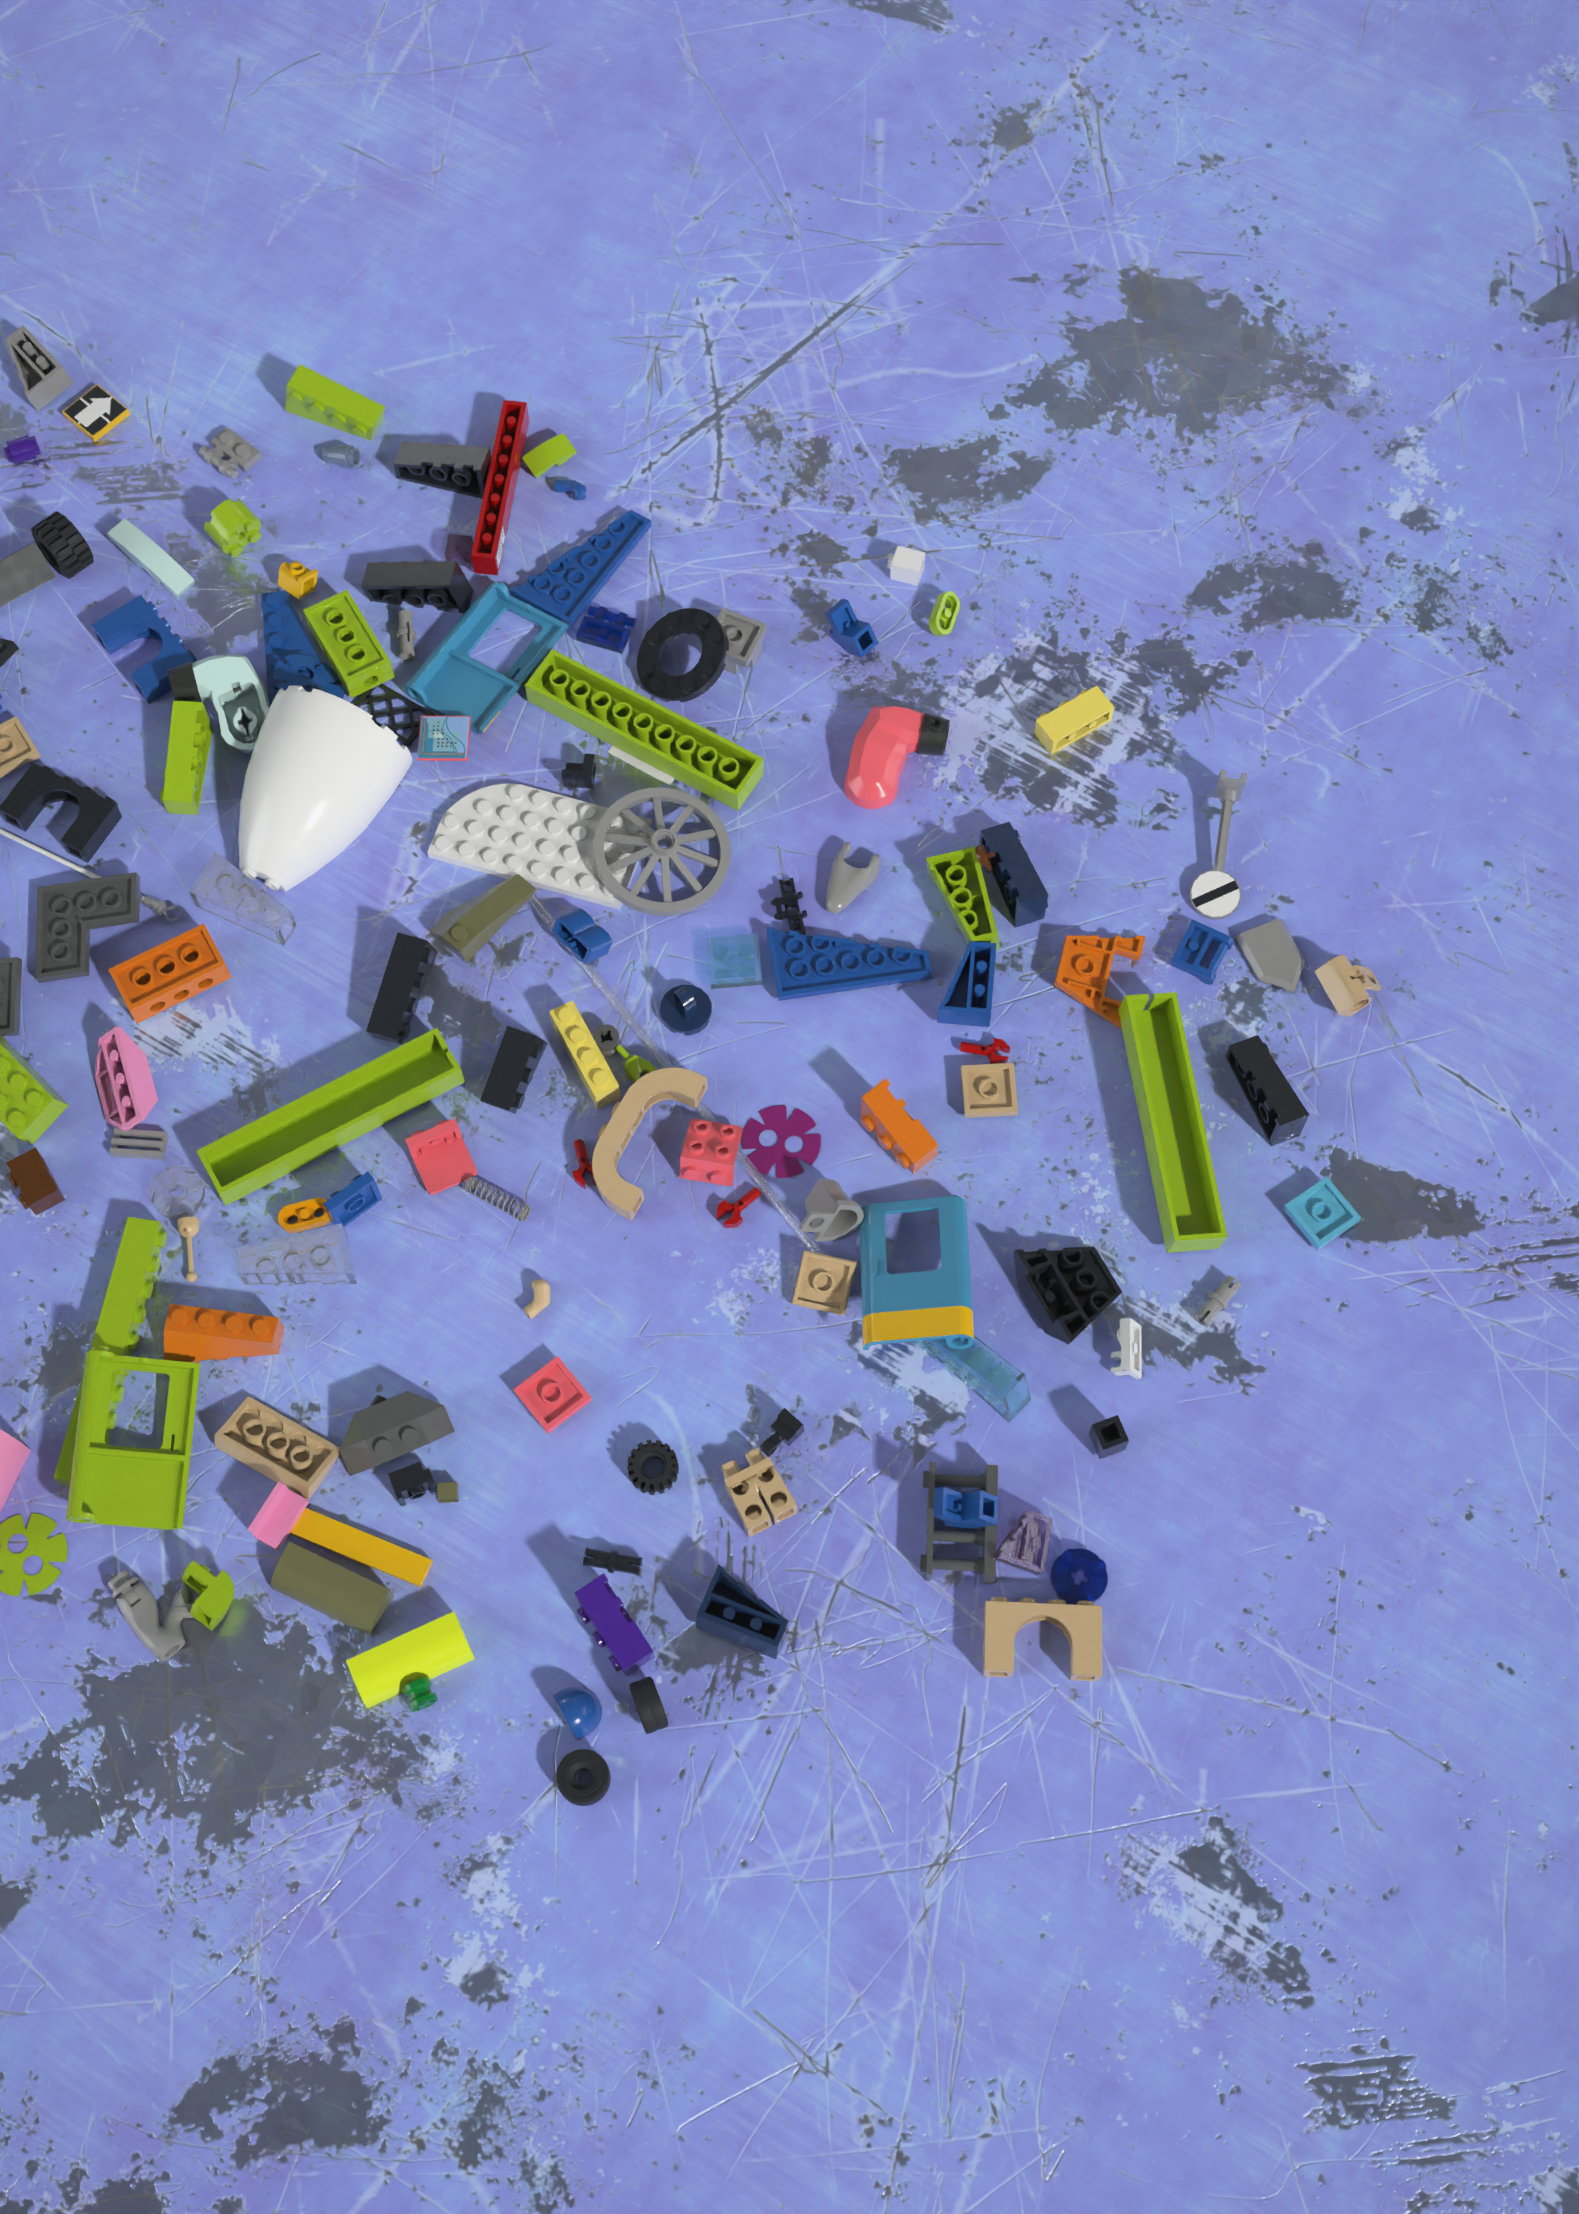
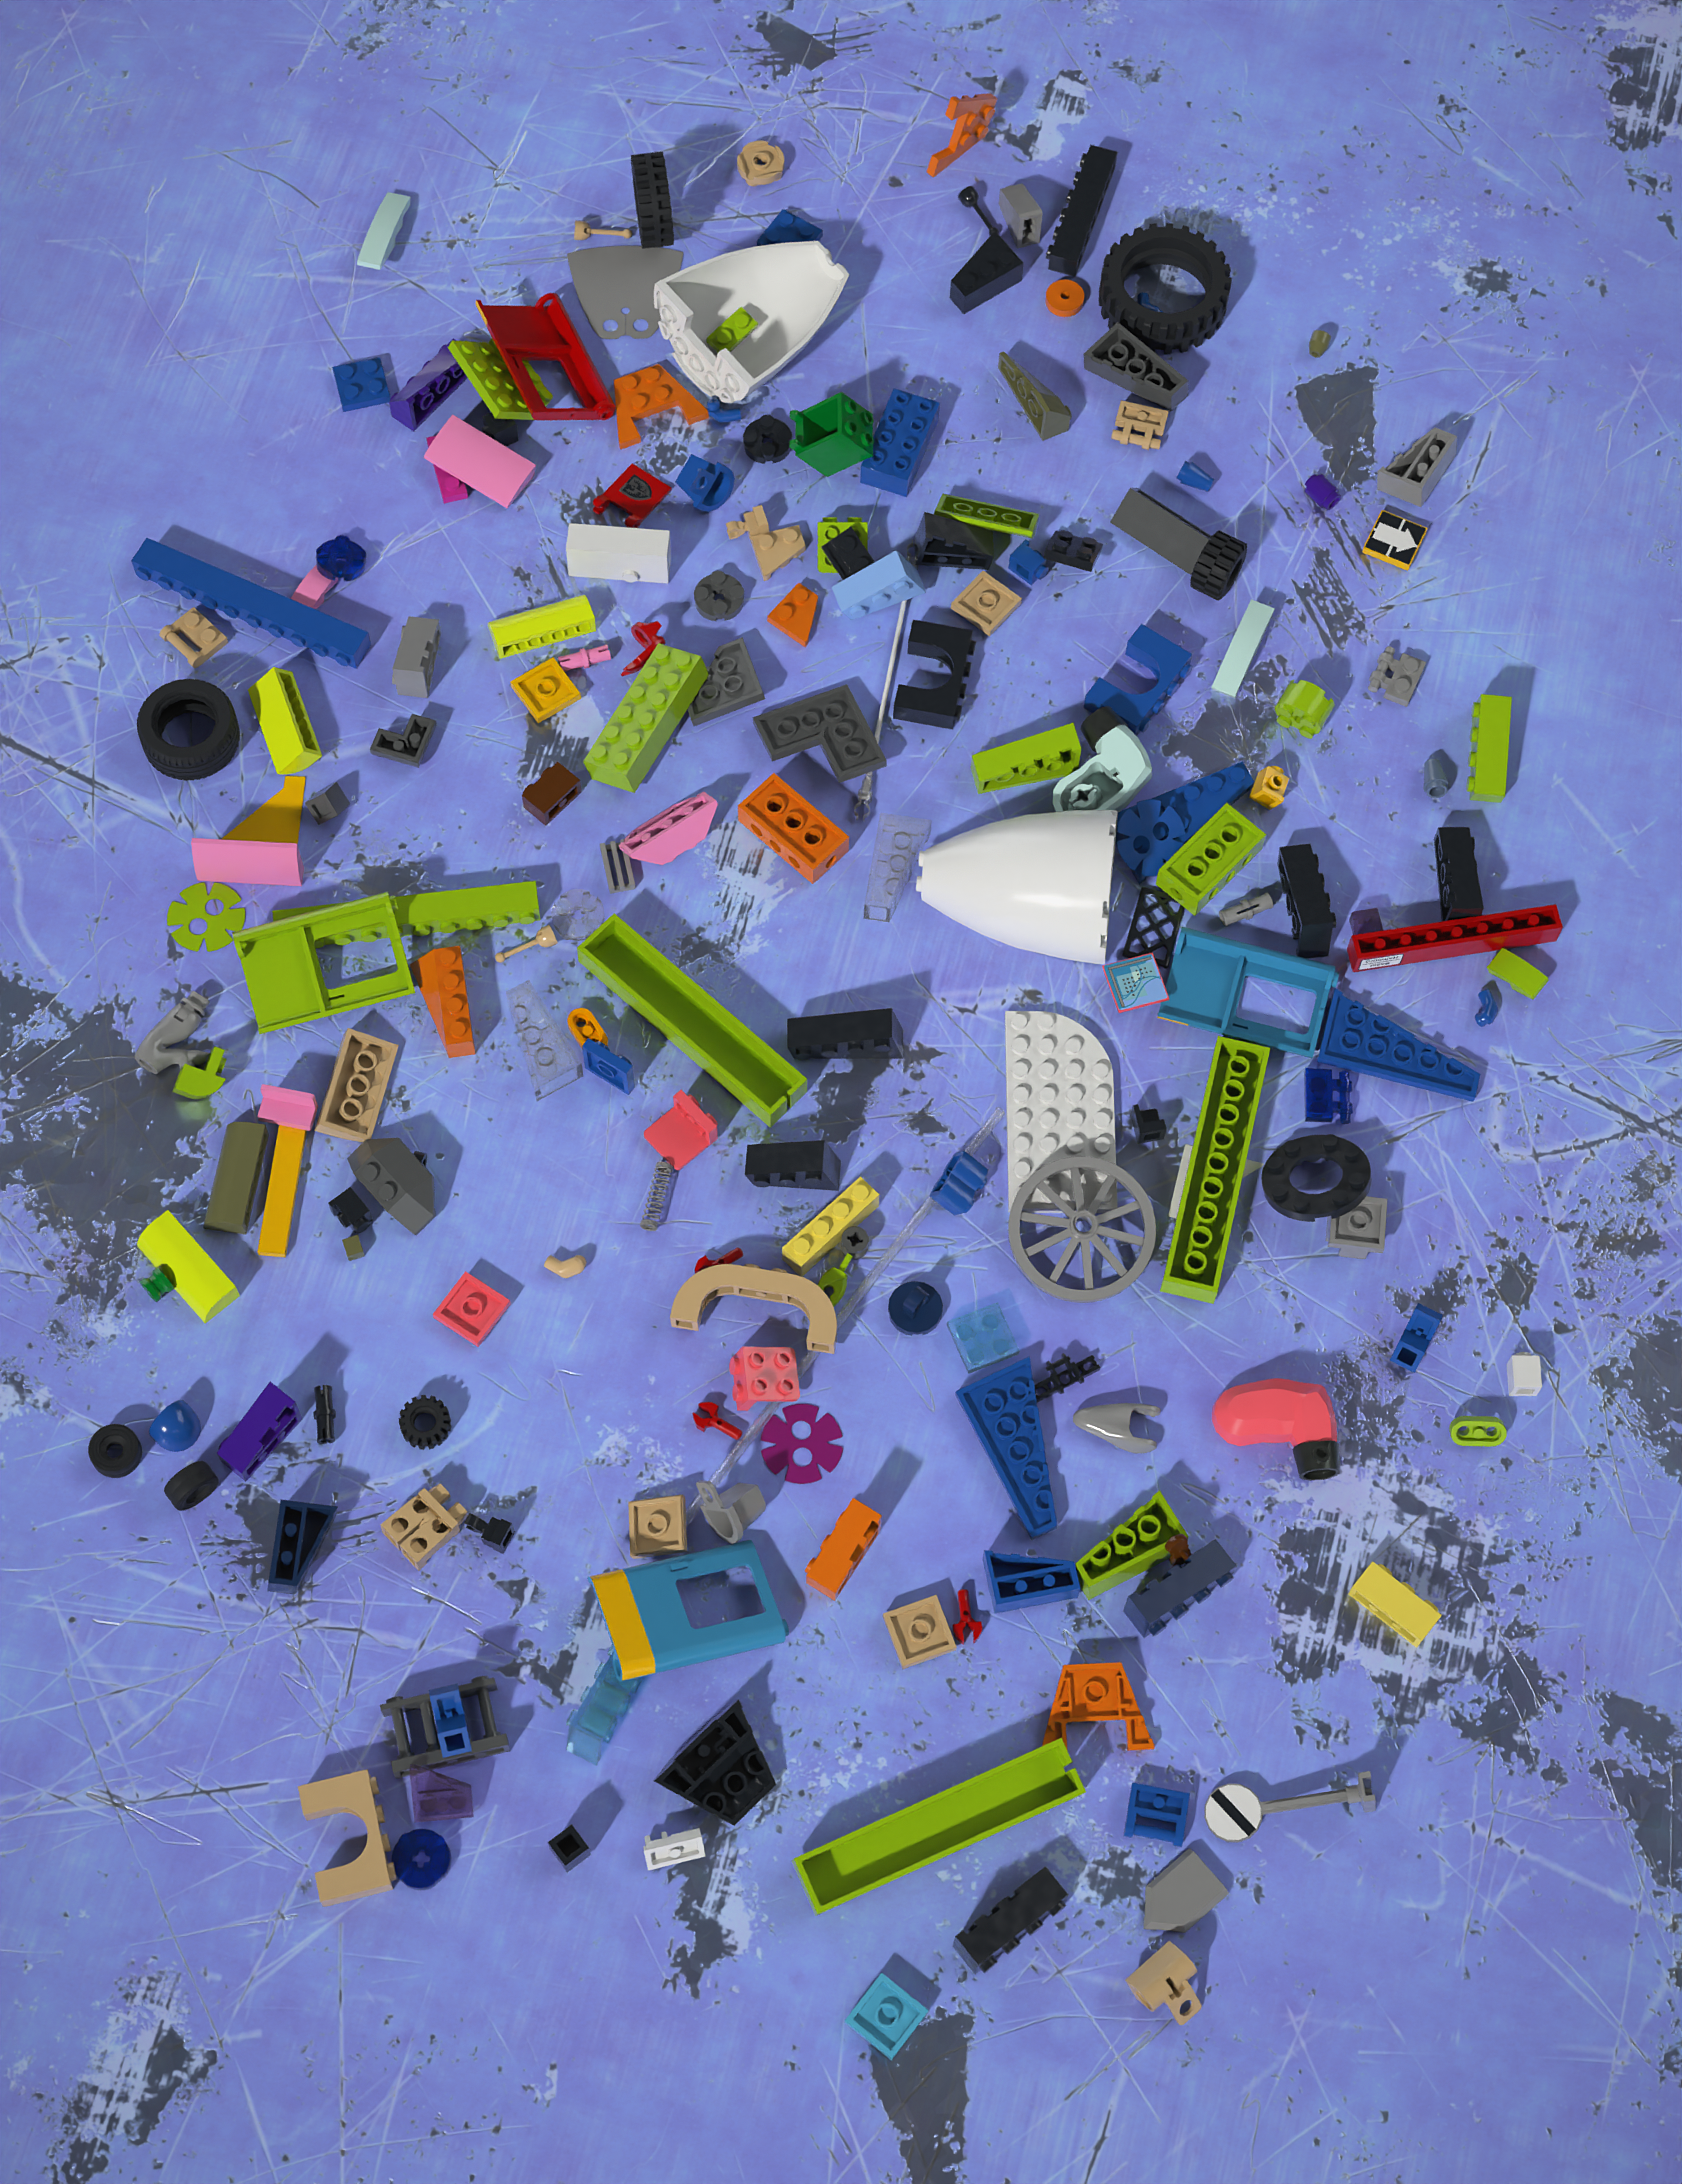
camera: 70 degrees right, 0 degrees up
(477, 920) = (947, 1081): olive wedge -> none
(1217, 1301) = (754, 1928): light grey pin -> none

